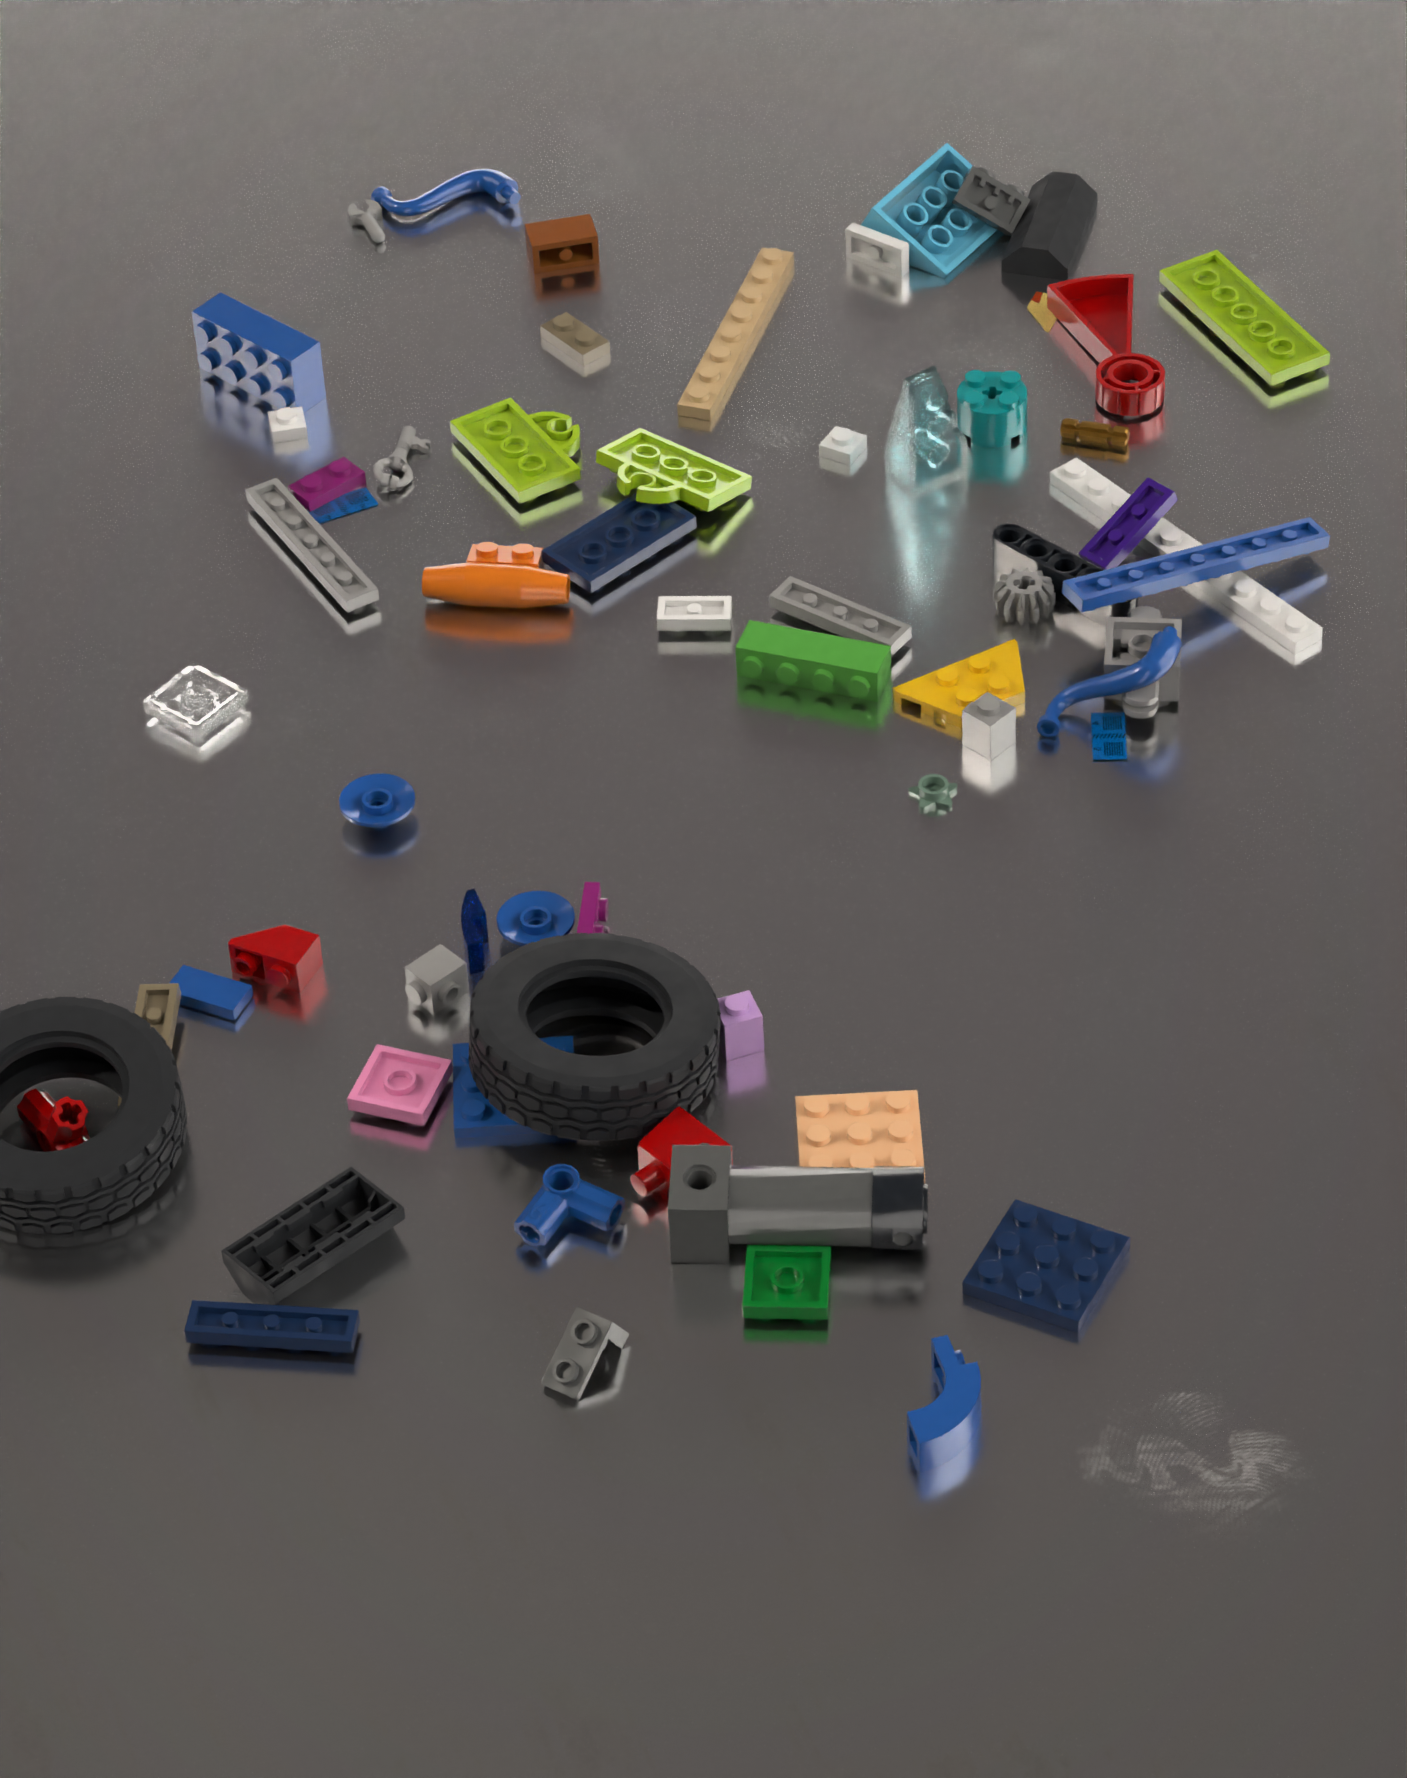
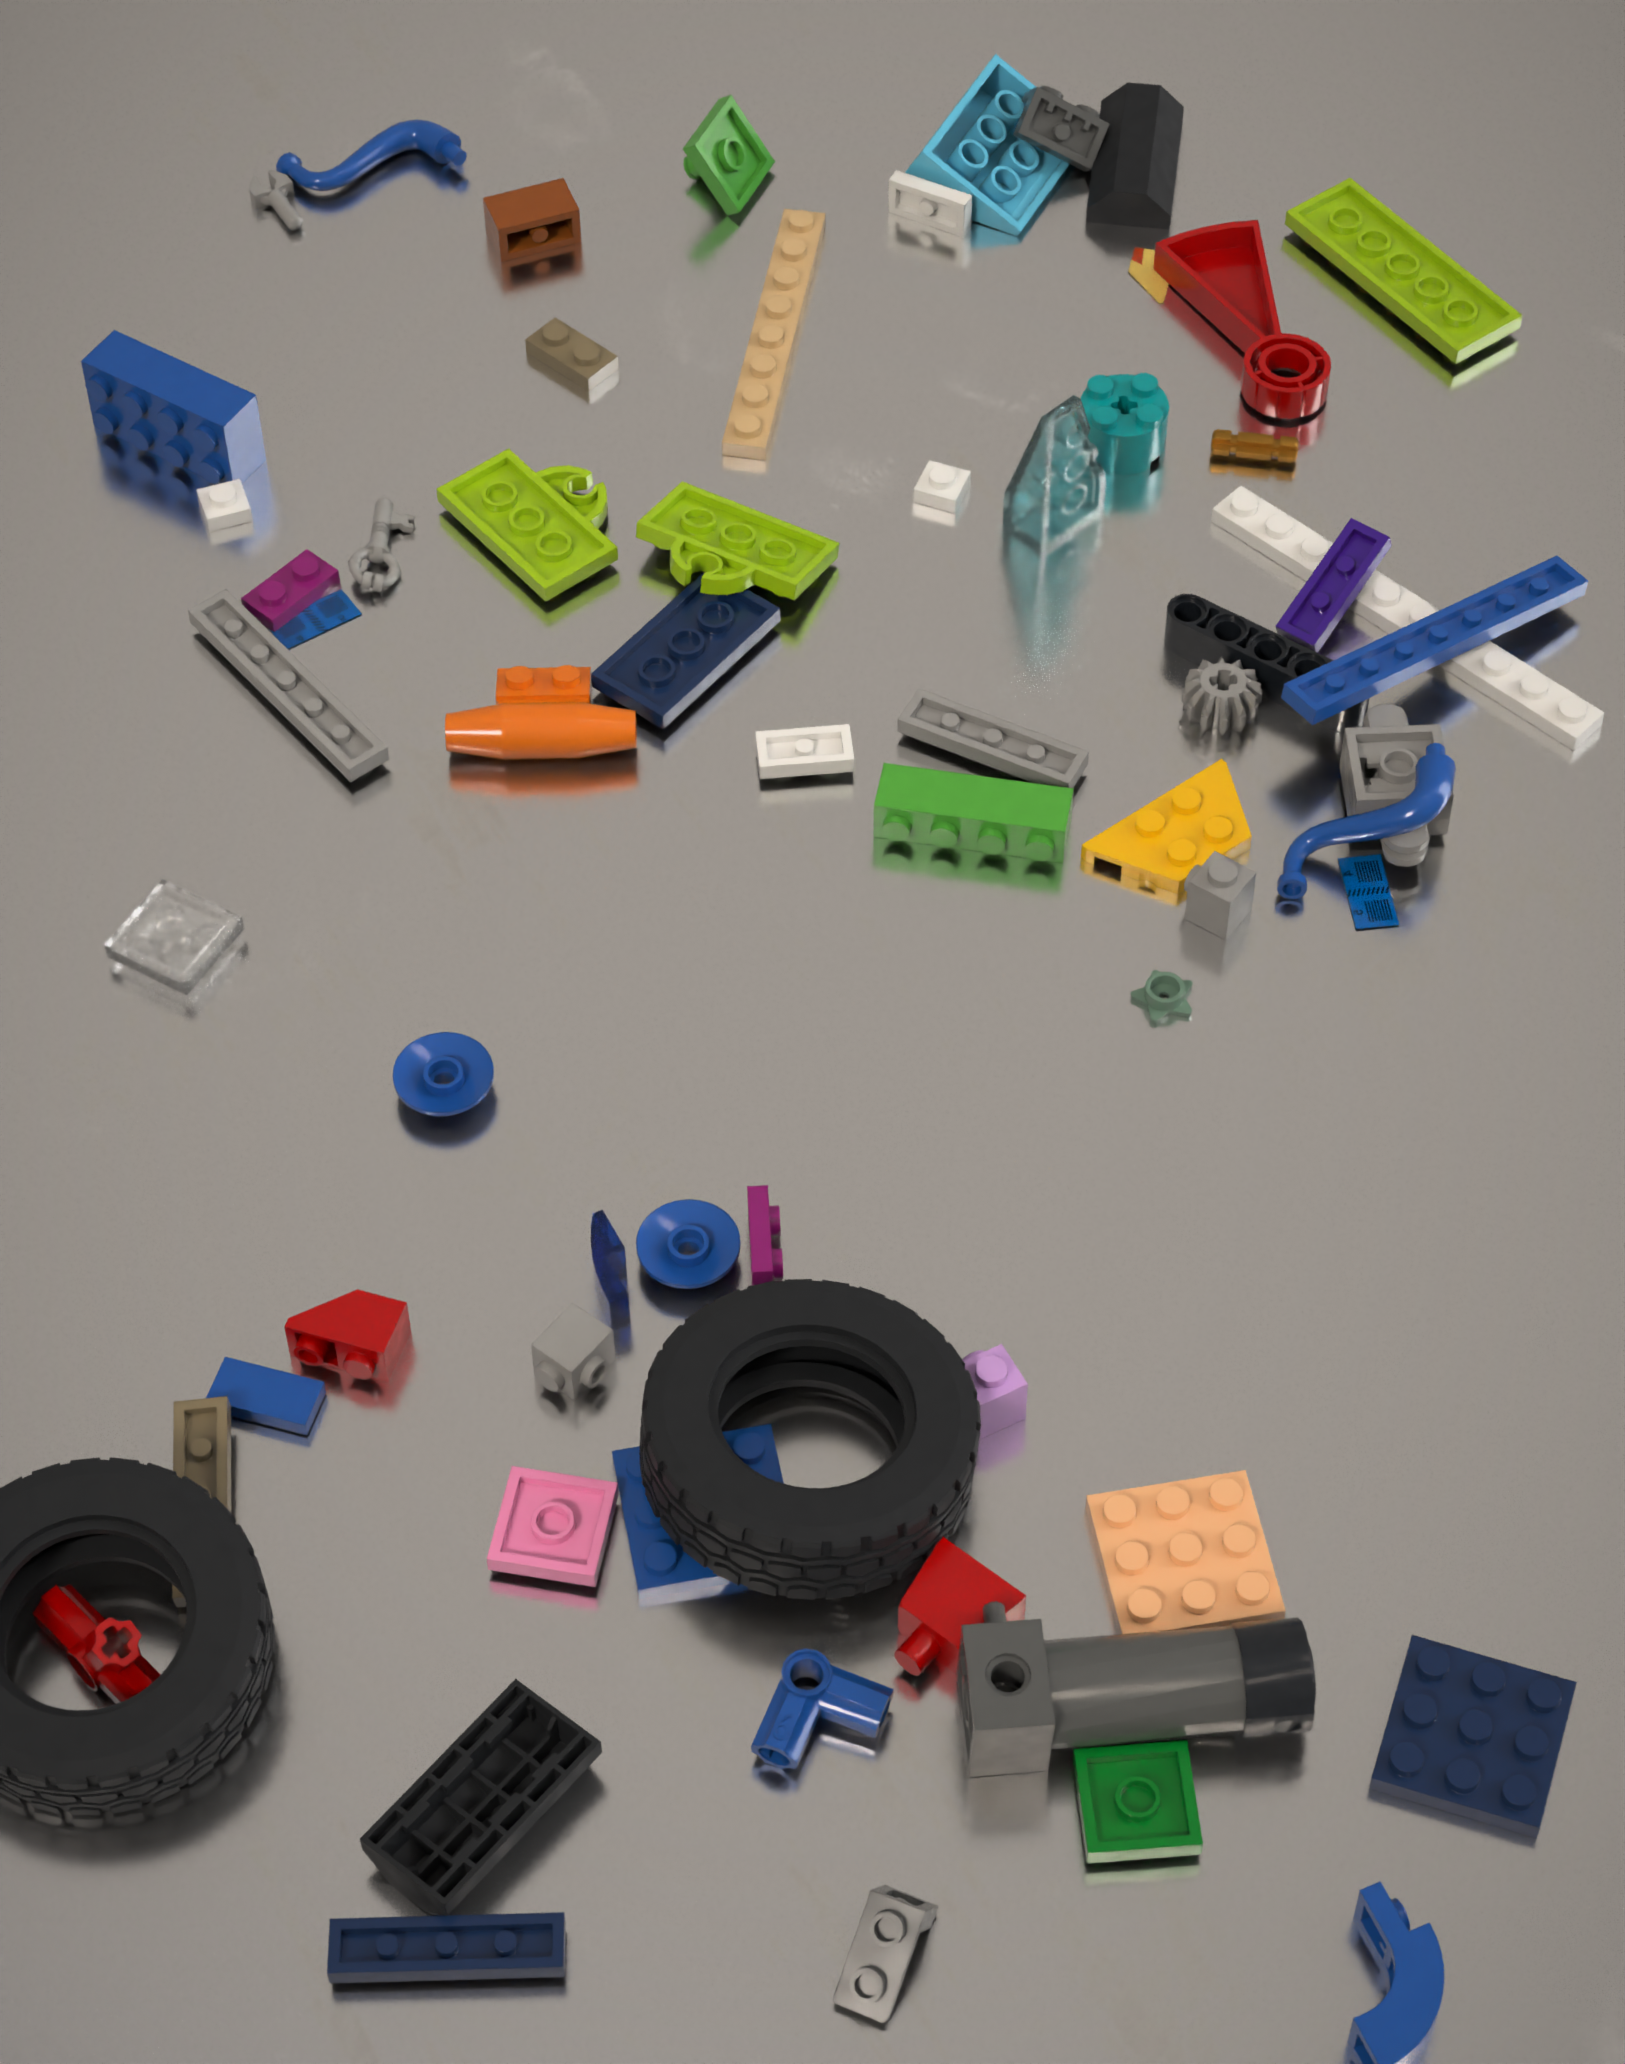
camera: 10 degrees left, 10 degrees up
(723, 205) = (727, 155): none -> bright green tile

